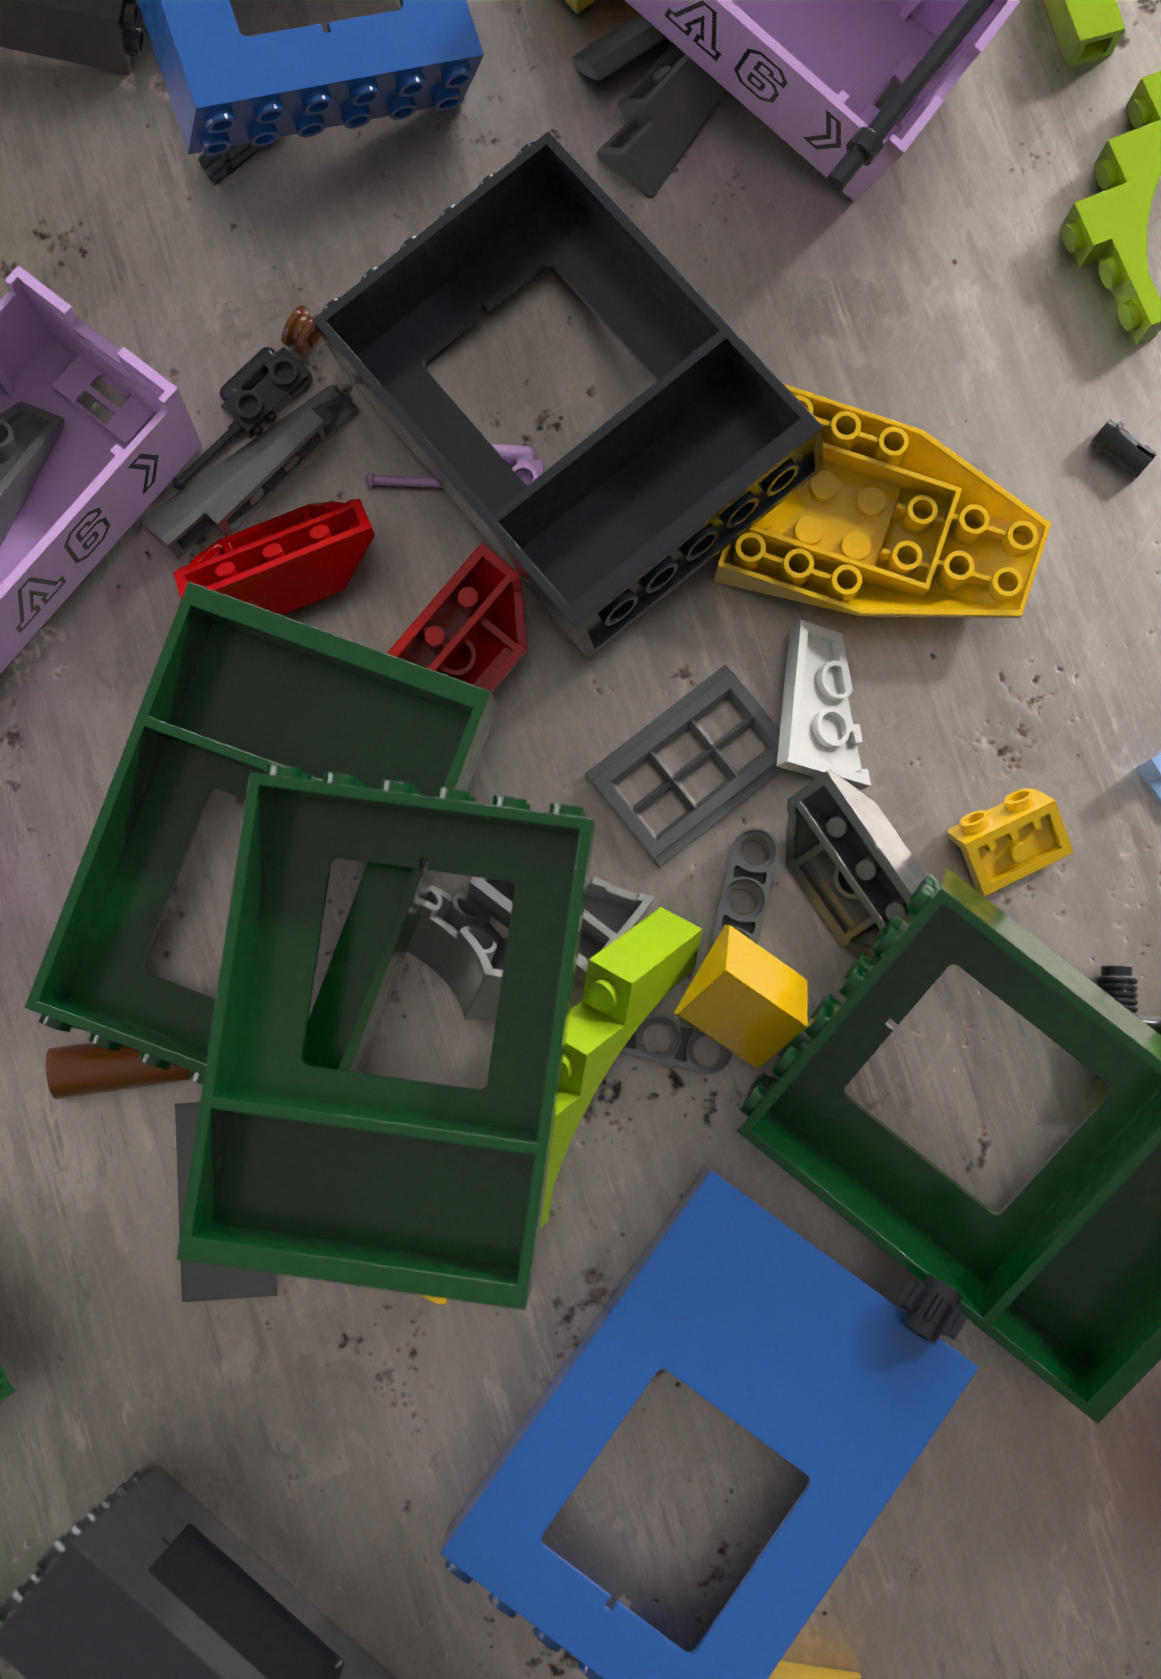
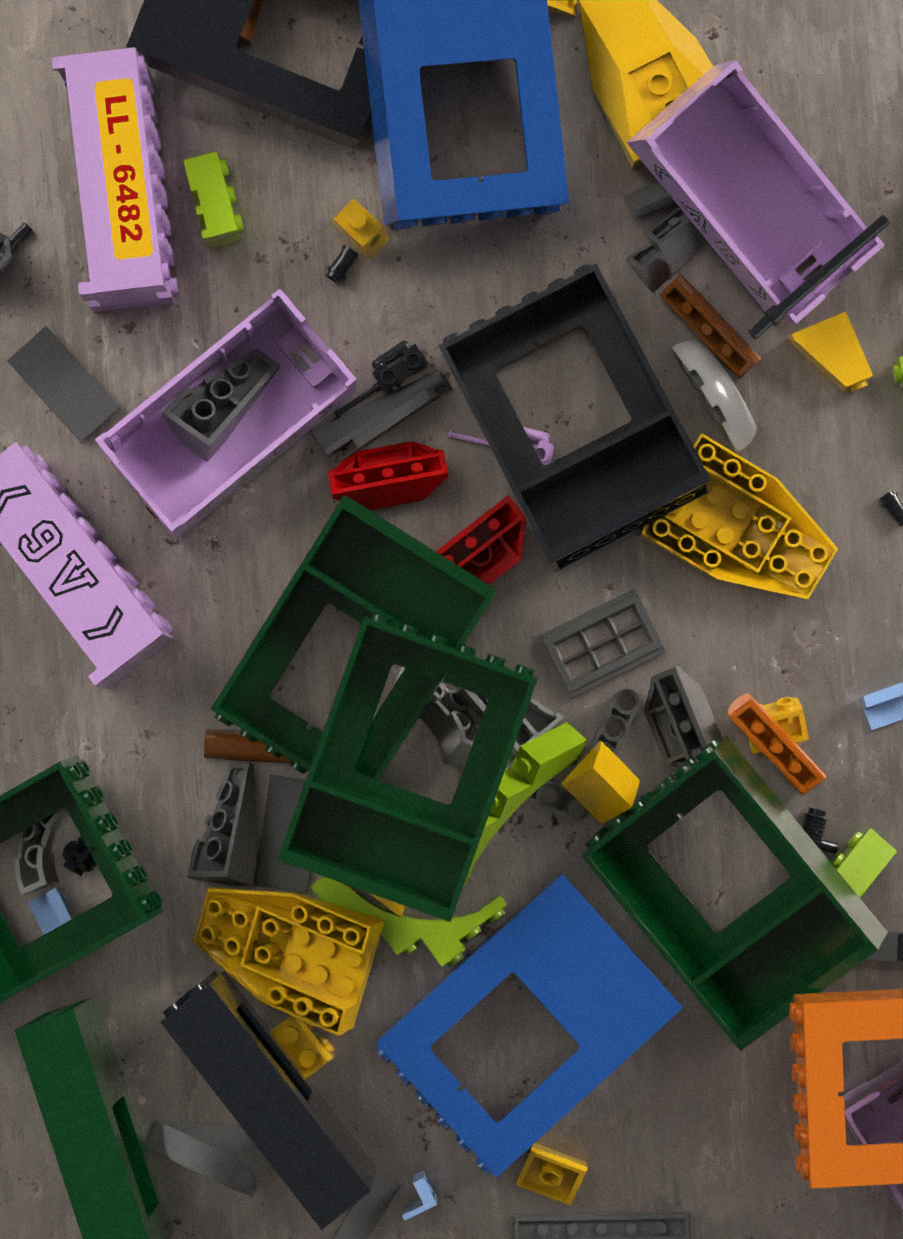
camera: 15 degrees right, 5 degrees up
(125, 1236) = (230, 842): none -> dark grey wedge
(139, 248) = (341, 264): none -> black pin
(147, 174) = (360, 228): none -> yellow torso
(267, 1412) = (292, 951): none -> yellow wedge
(301, 331) = (429, 336): reddish brown bush -> none
(319, 1567) = (303, 1044): none -> yellow bracket
(371, 1320) = (404, 932): none -> lime arch
(756, 224) = (710, 326): none -> dark orange brick
(813, 336) = (718, 391): none -> light grey brick
(816, 709) = (679, 631): white wing -> none
(931, 1309) = (663, 971): black gear -> none
(965, 222) = (835, 351): none -> yellow slope
(1024, 866) = (775, 743): none -> orange brick

